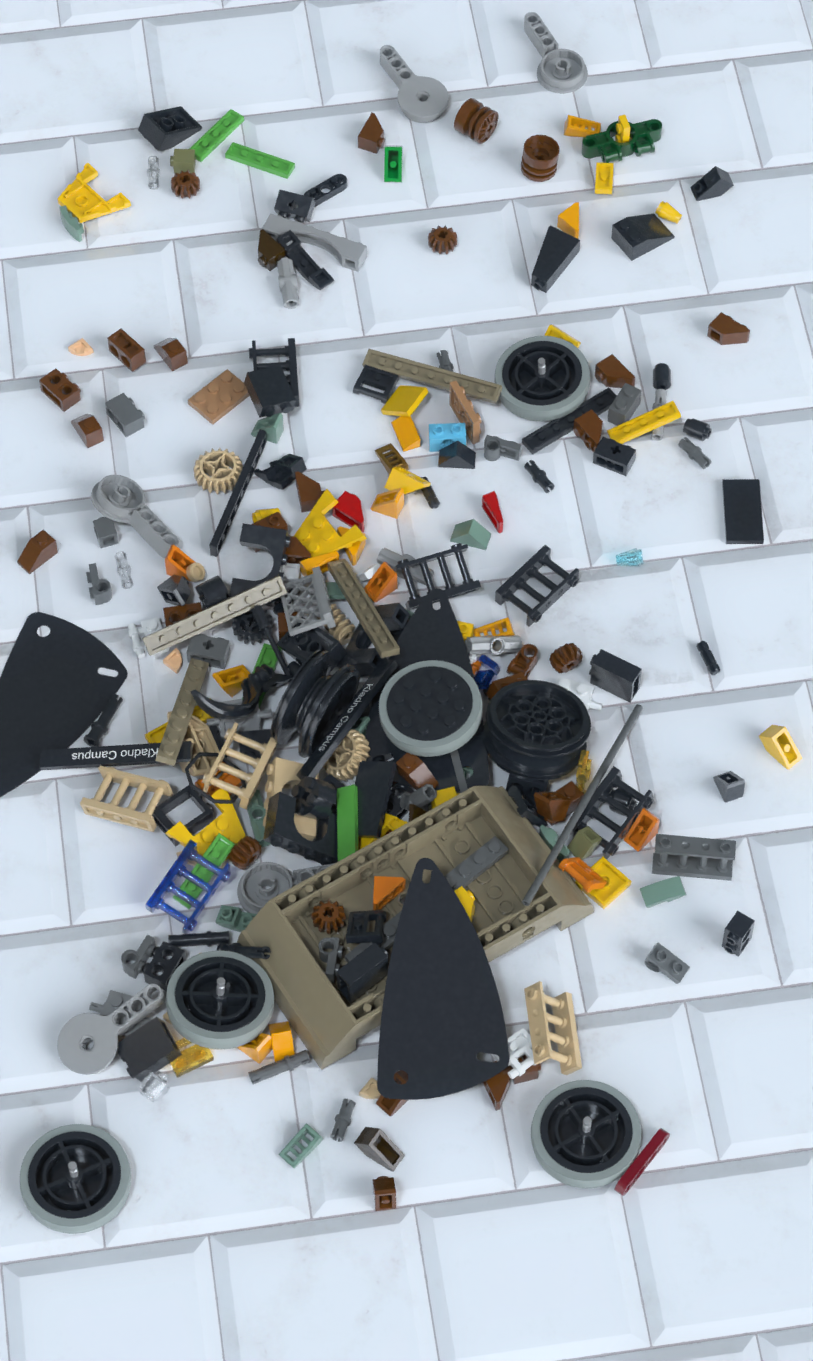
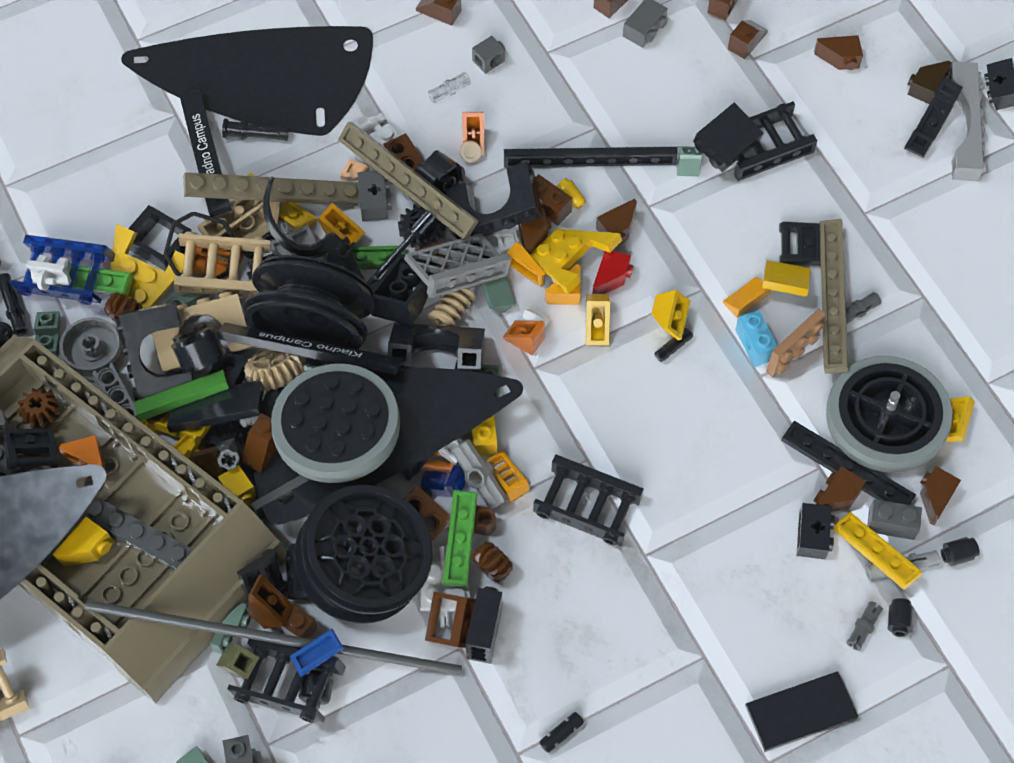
camera: 70 degrees right, 5 degrees up
(97, 586) = (418, 68): dark grey plate -> none
(123, 502) = (521, 64): light grey beam -> none
(126, 815) = (140, 169): tan fence -> none
(175, 590) = (433, 137): black slope -> none
(195, 892) = (47, 273): none -> white hips
(215, 296) = (840, 52): none -> reddish brown slope
(215, 466) = (622, 123): tan gear -> none
(219, 397) = (708, 98): medium nougat plate -> none
(282, 471) = (641, 189): black slope -> none
(288, 283) = (895, 113): light grey piece -> none
(363, 608) = (466, 319): dark tan plate -> none
(387, 532) = (597, 319): none -> yellow slope
(389, 503) = (639, 310): light orange slope -> none
(392, 558) = (559, 351): light grey piece -> none
(396, 455) = (695, 306): pearl gold slope -> none
(451, 589) = (544, 408): black fence -> none
(457, 456) = (737, 360): black slope -> none
(472, 534) = (633, 409): sand green slope -> none
(492, 509) = (680, 416): red slope -> none
(501, 448) = (771, 410): dark grey plate -> none
(539, 476) = (747, 455): black pin -> none
(540, 669) = (460, 539): none -> bright green tile
(582, 873) = (194, 673): orange plate -> none
(583, 770) = (339, 623): clear yellow plate -> none
(605, 689) = (461, 619): none -> reddish brown tile
(605, 777) = (316, 652): none -> blue tile
(615, 885) = (199, 702): yellow tile -> none
(630, 558) = (672, 596): clear light blue cone -> none
(642, 830) = (279, 725): orange slope -> none

